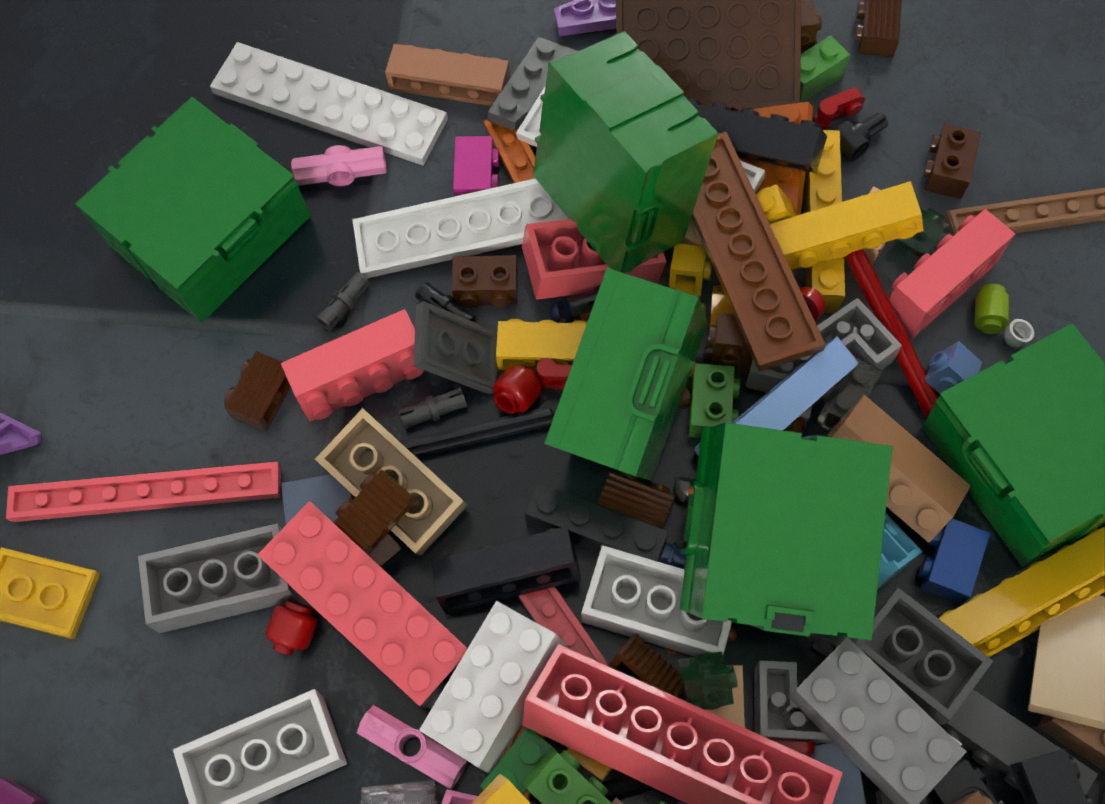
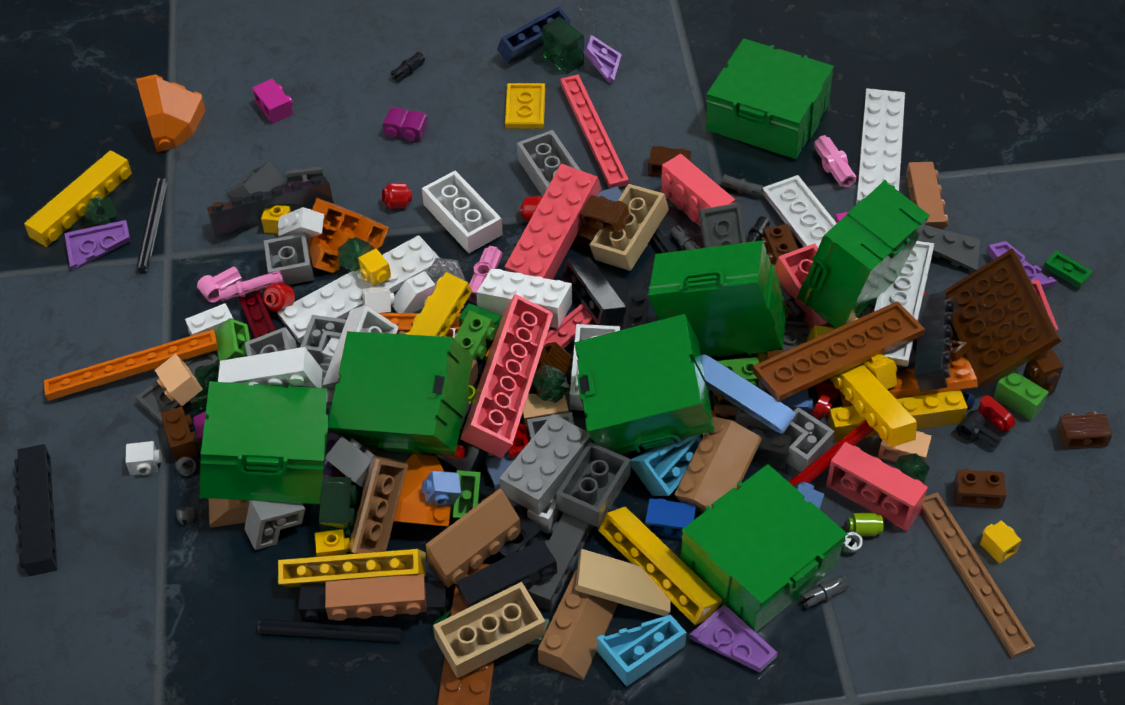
camera: 75 degrees right, 15 degrees down
(1037, 163) = (1000, 541): none -> yellow brick

